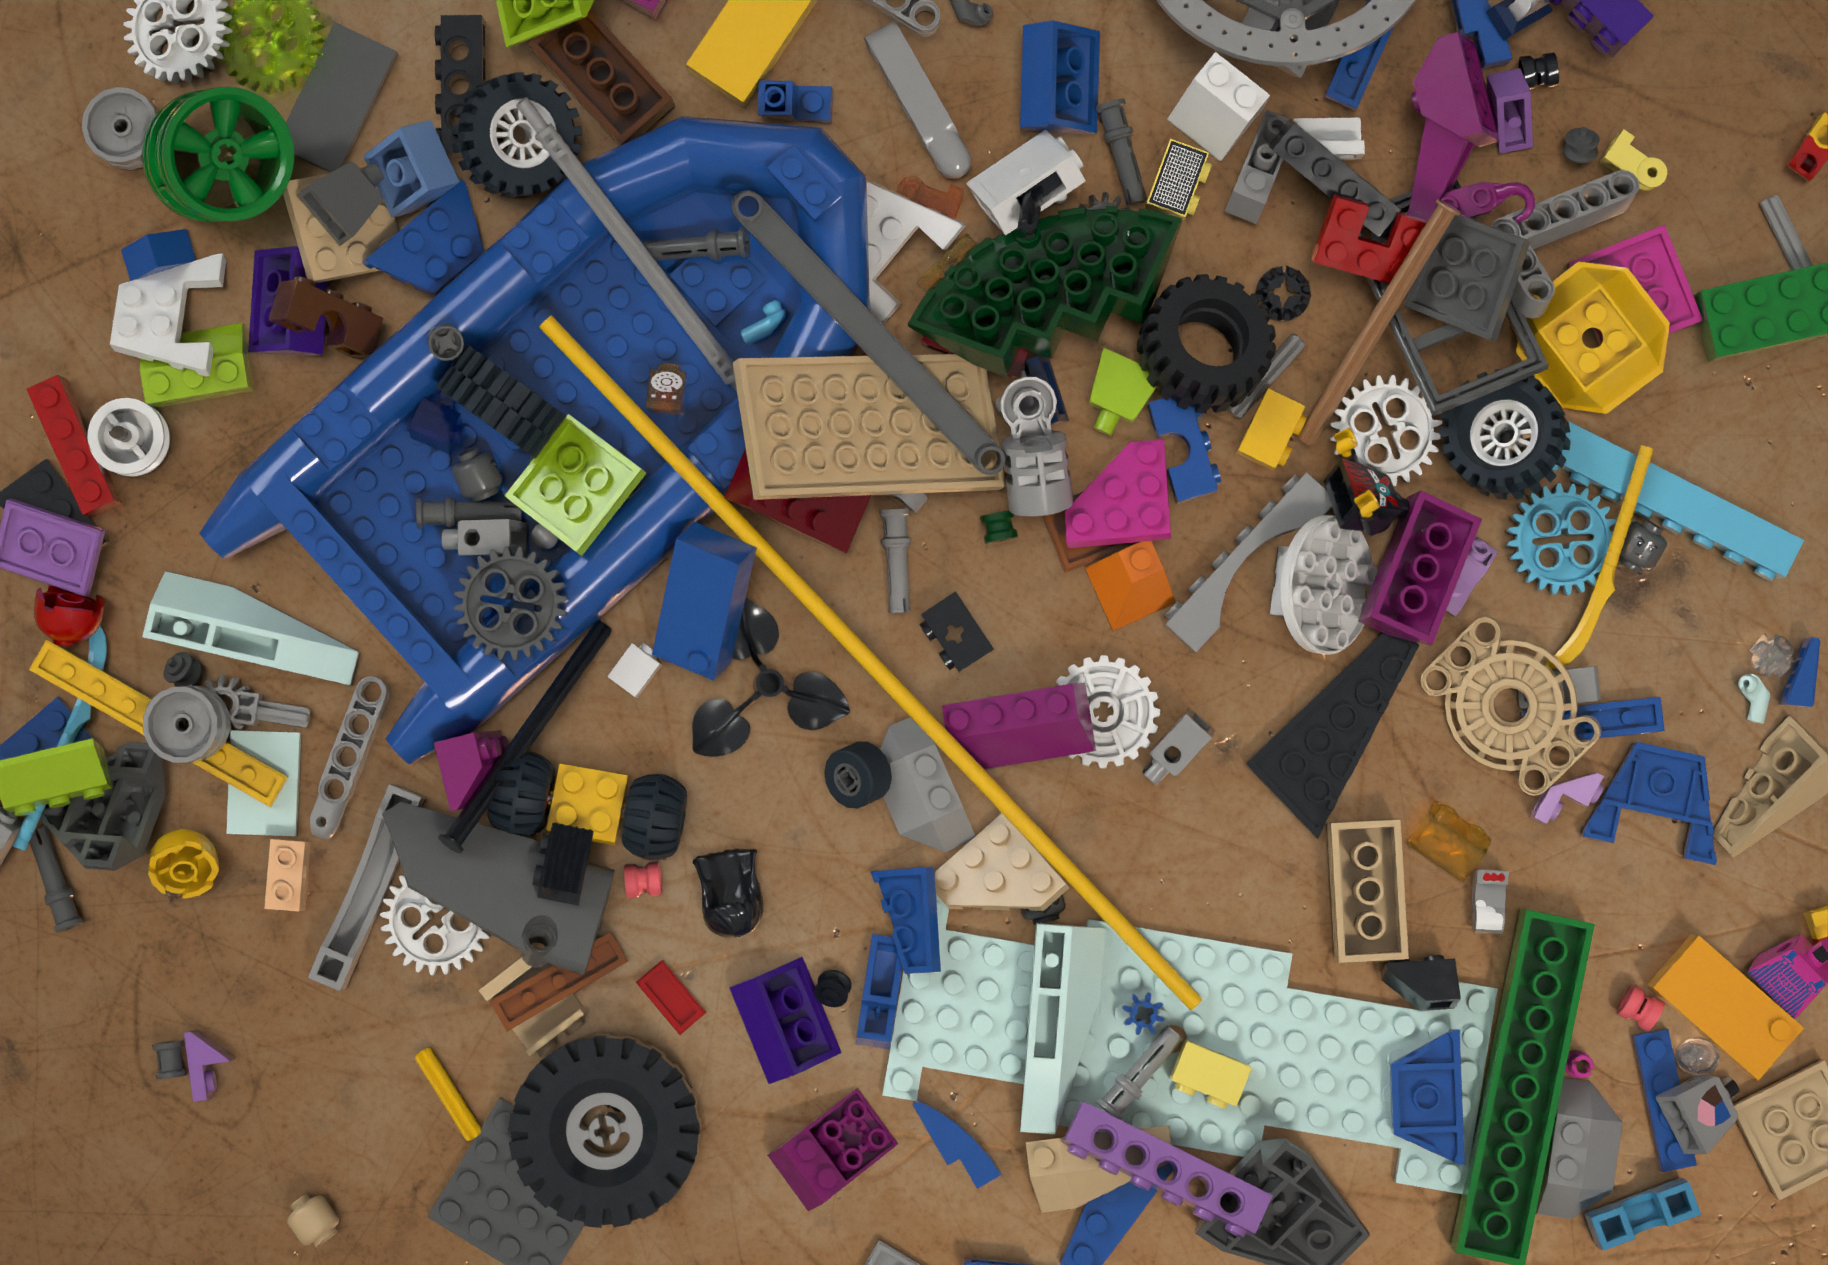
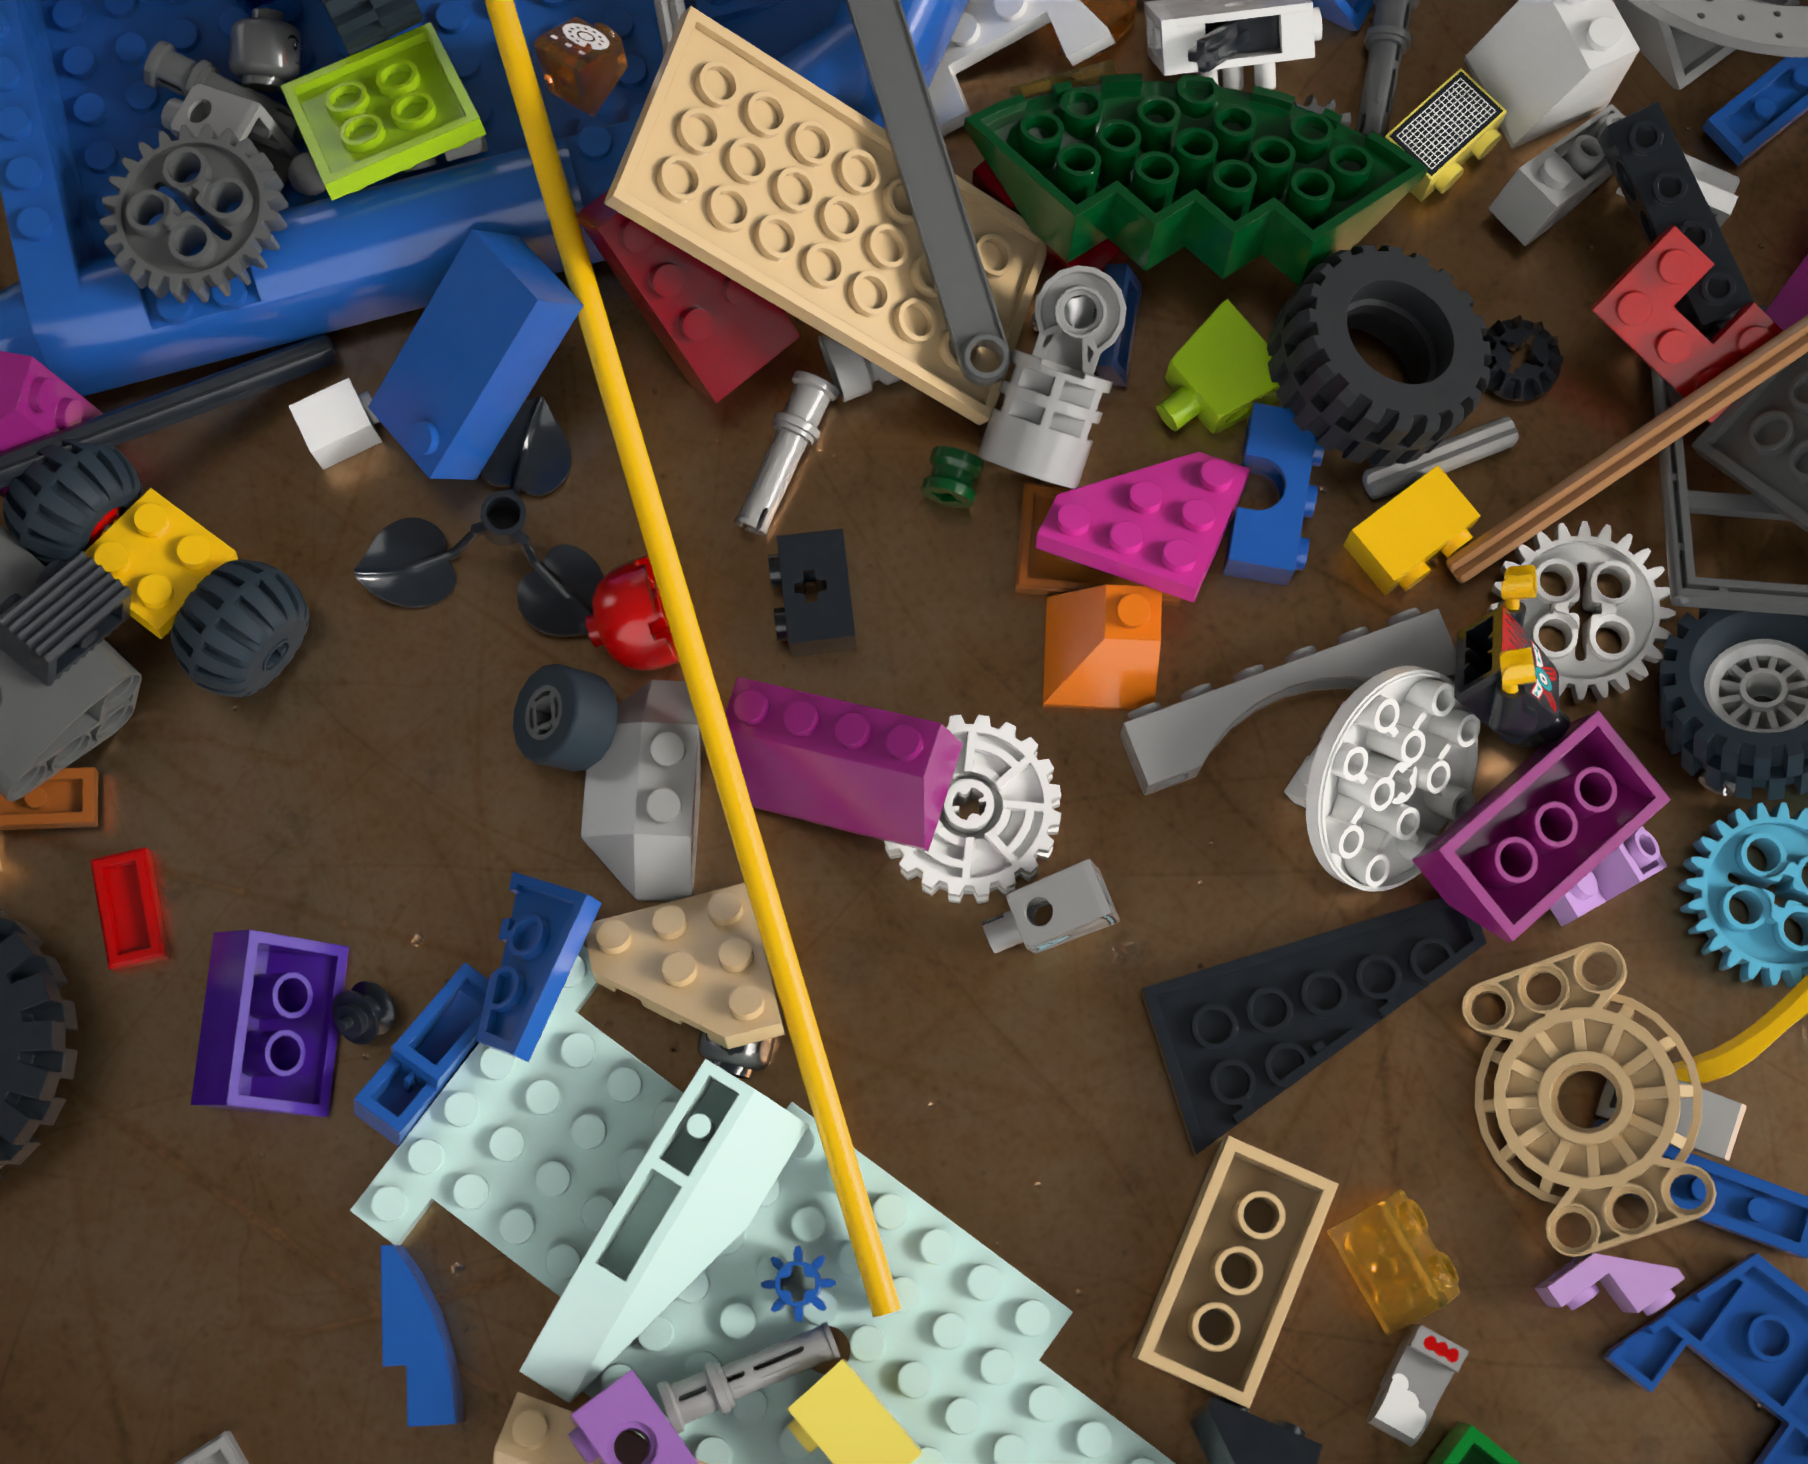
camera: 25 degrees right, 10 degrees down
(642, 880) = (178, 716): coral wheel -> none
(730, 892) = (292, 798): black piece -> none
(766, 326) = (787, 37): medium azure arm -> none
(832, 1150) = (232, 1254): magenta slope -> none
(865, 700) = (631, 618): none -> red cylinder

